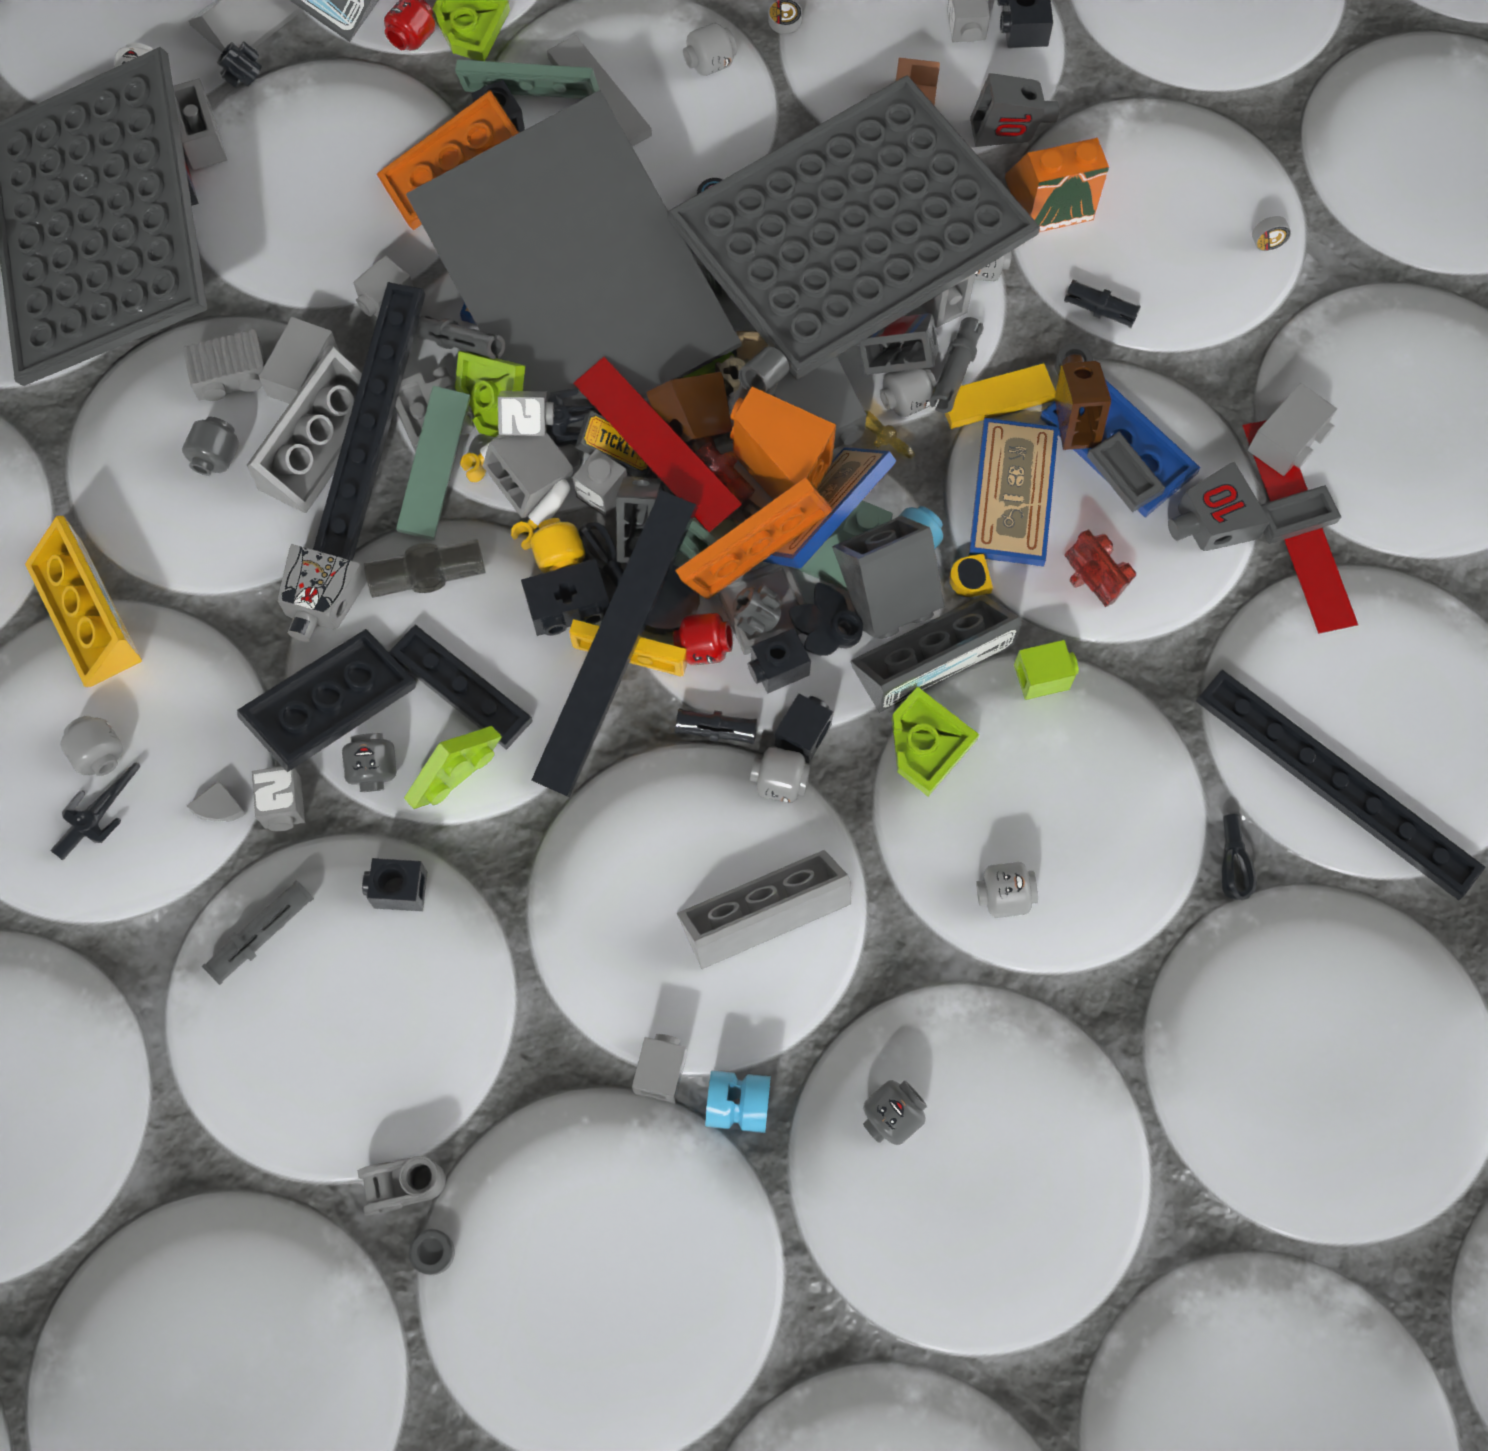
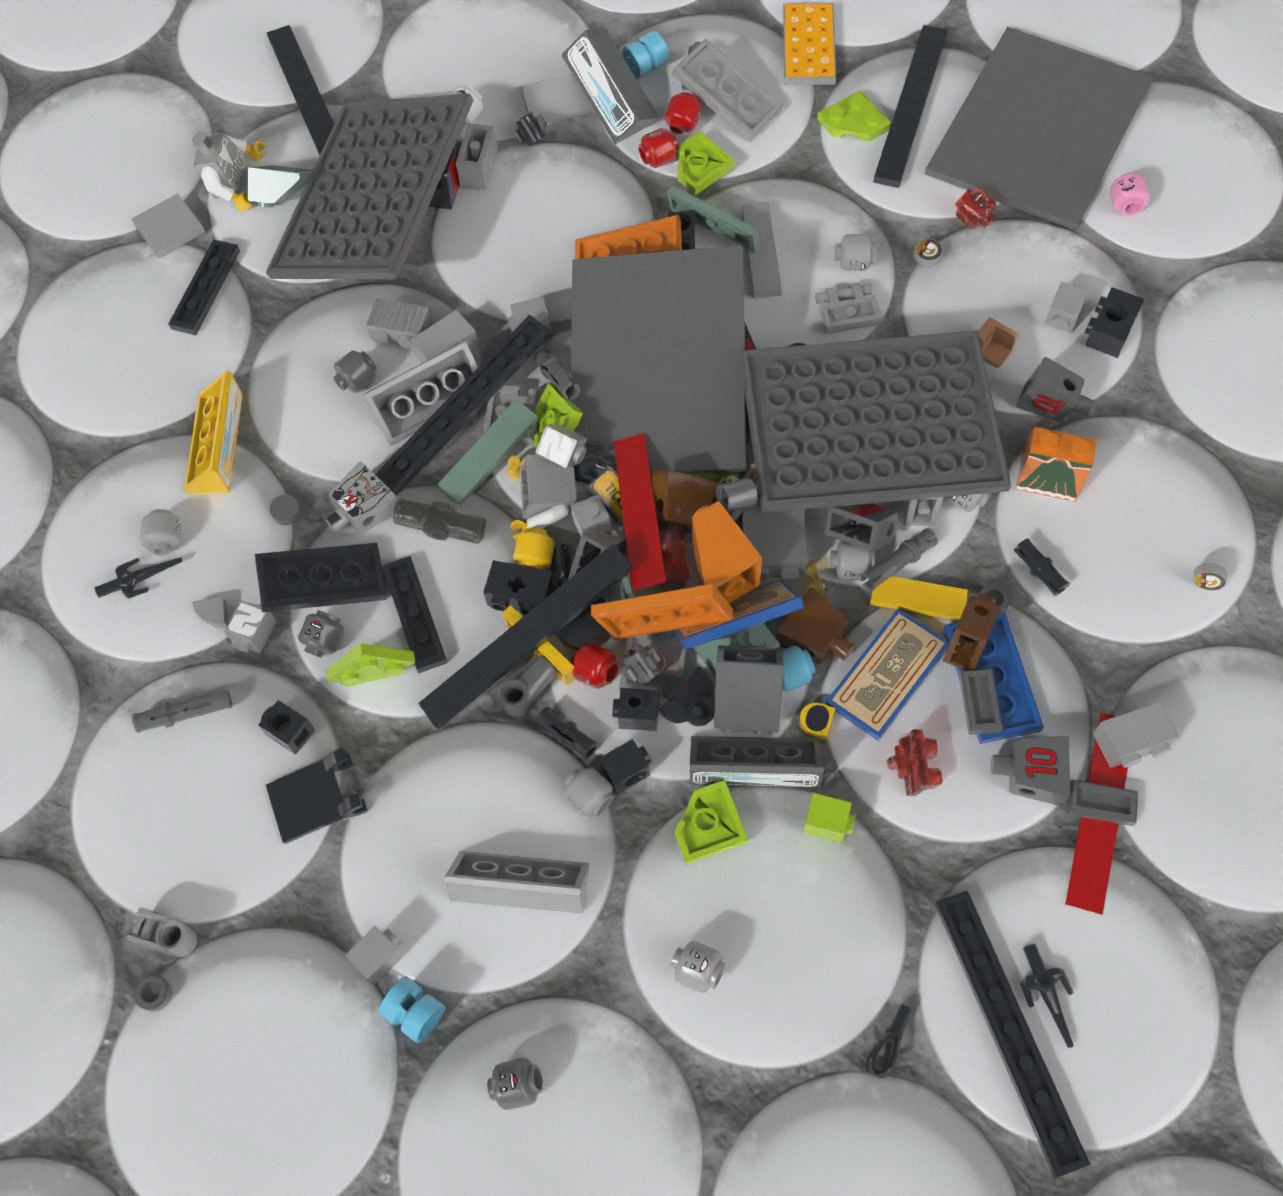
camera: 35 degrees right, 5 degrees down
(228, 646) = (285, 509): none -> dark grey tile
(475, 946) = (313, 798): none -> black flag
(643, 697) = (529, 684): none -> dark grey piece
(742, 122) = (850, 313): none -> light grey plate
(917, 479) = (815, 628): none -> reddish brown torso
(1343, 719) = (1045, 981): none -> black piece

